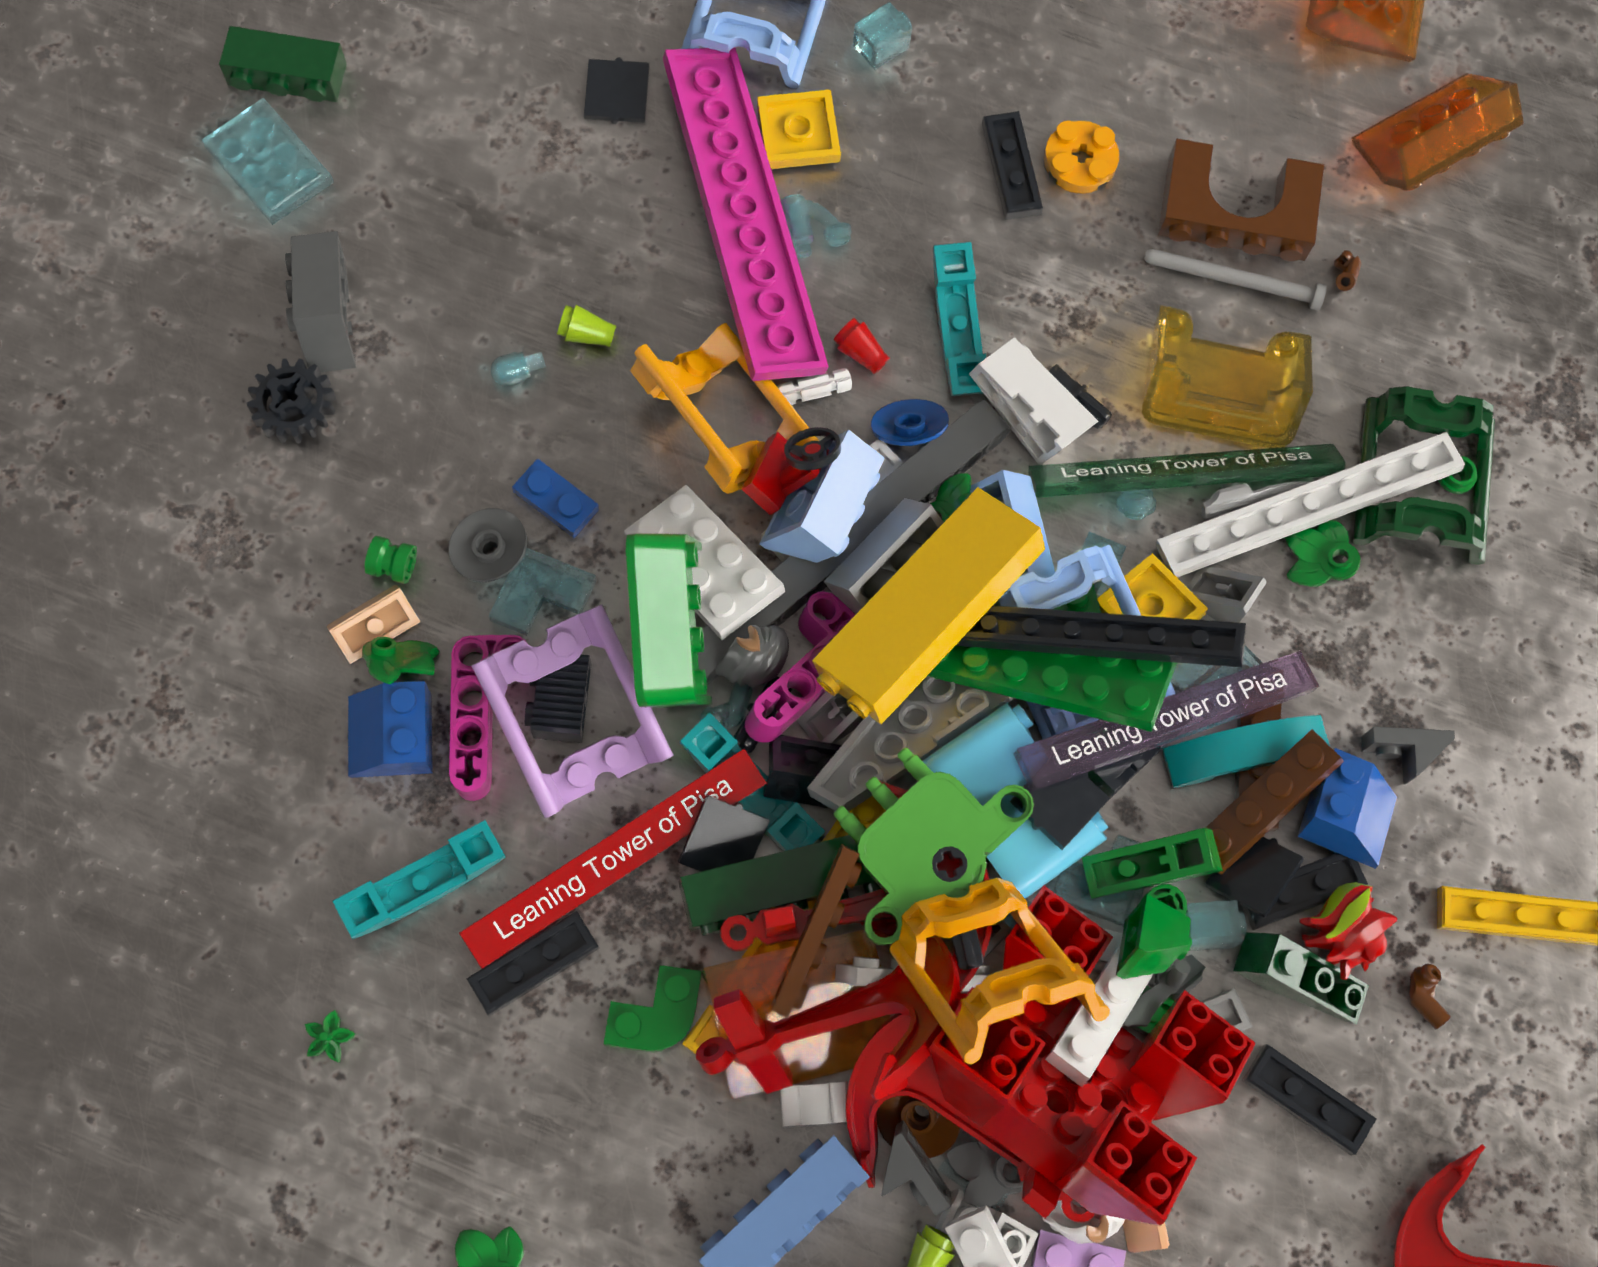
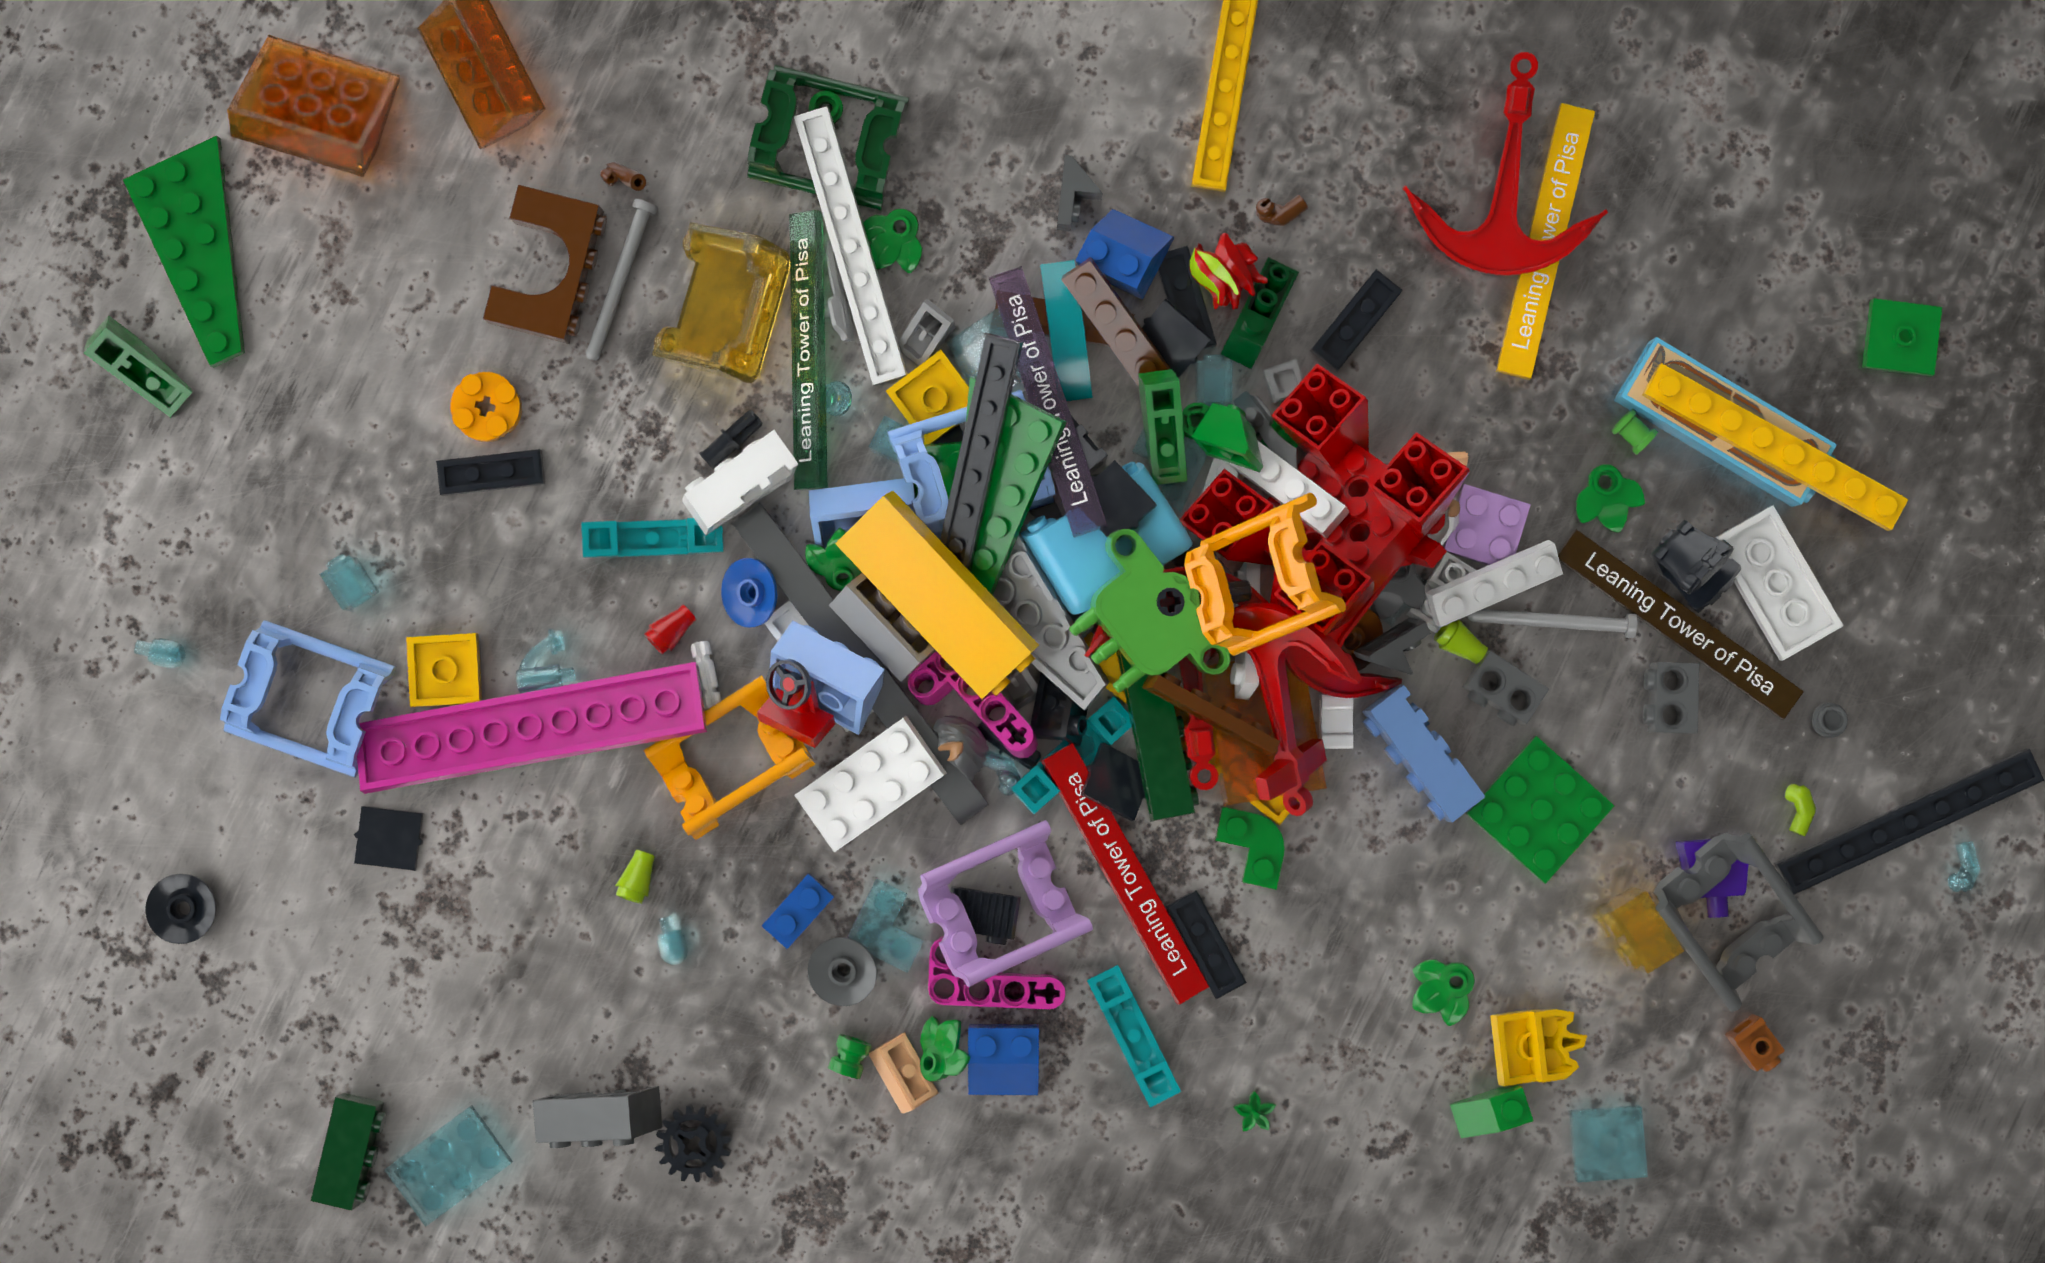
camera: 80 degrees left, 15 degrees up
(664, 620) = (940, 822): windscreen -> none

